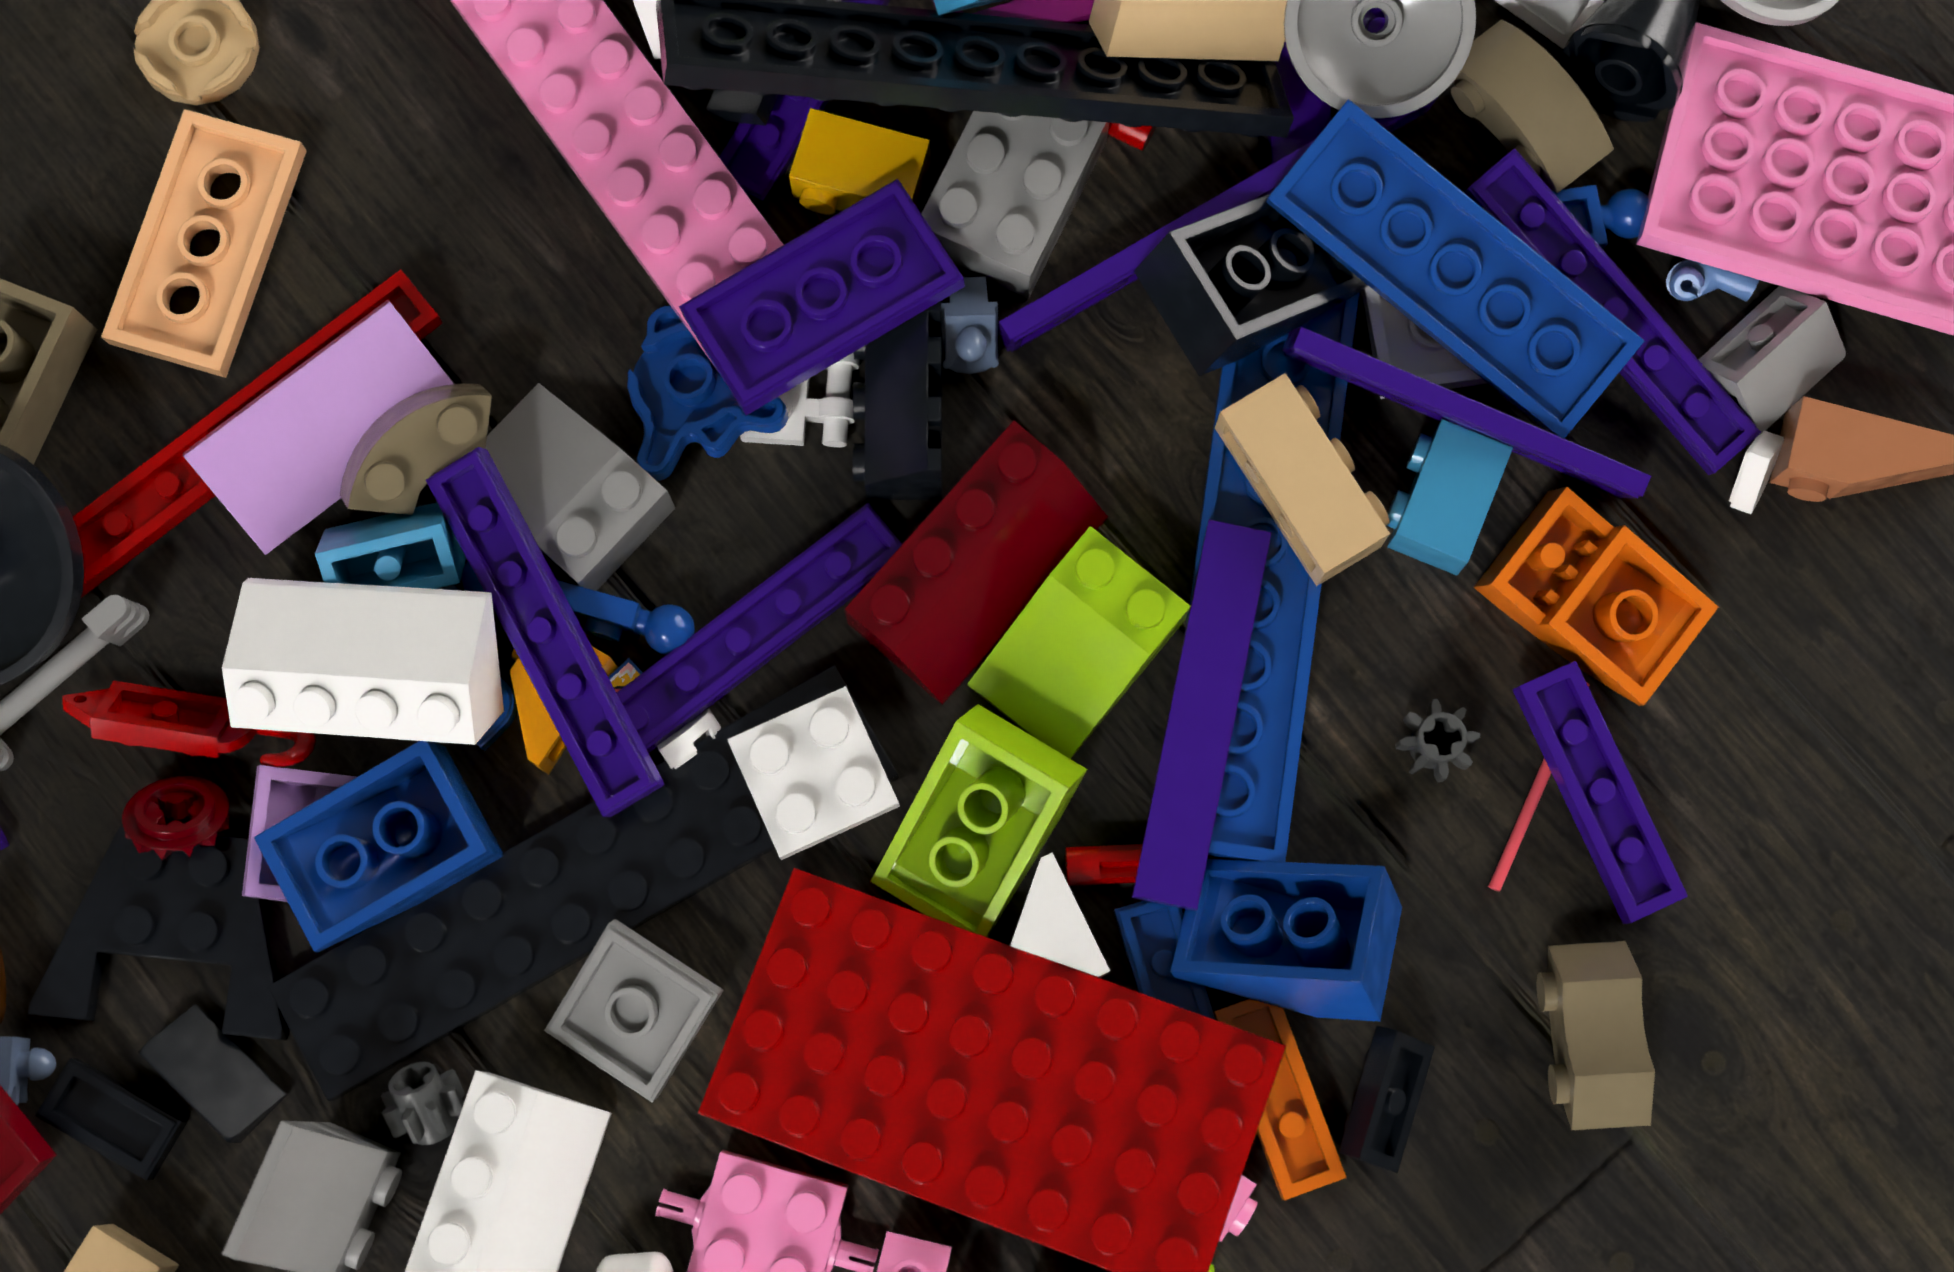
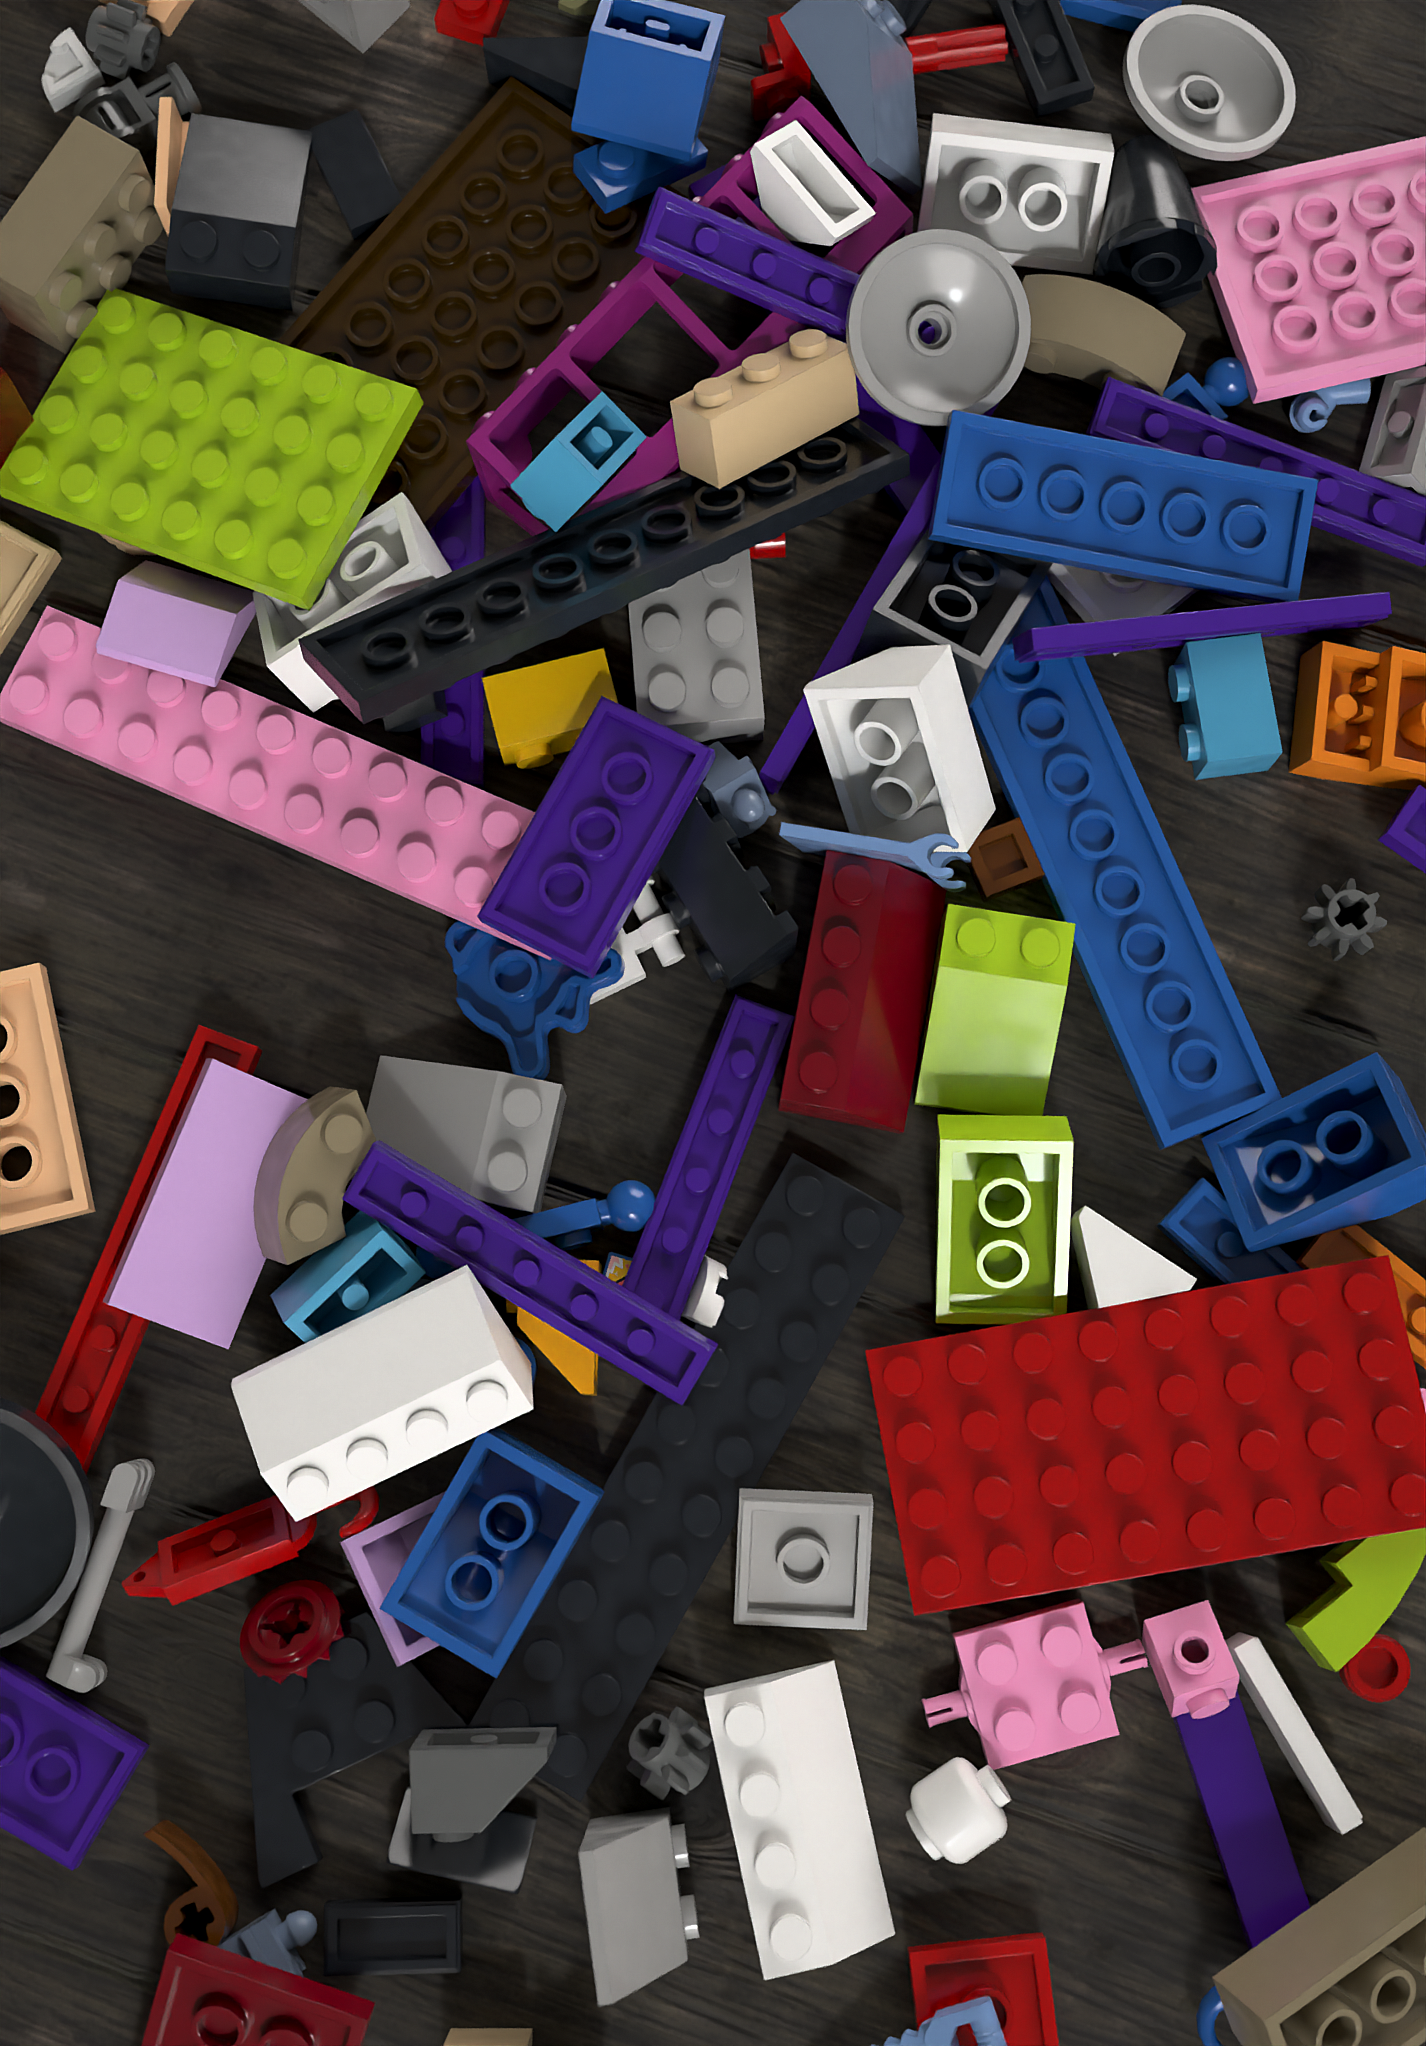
camera: 30 degrees left, 0 degrees up
(245, 1019) = (470, 1775): none -> dark grey slope
(813, 773) = (836, 1257): white plate -> none
(1080, 462) = (911, 856): none -> medium blue flag
(1102, 864) = (1141, 1181): red piece -> none
(1130, 372) = (902, 747): none -> white slope
(1168, 518) = (1003, 860): none -> reddish brown plate
(1201, 716) = (1138, 1013): dark purple tile -> none
(1303, 478) = (1103, 759): tan brick -> none

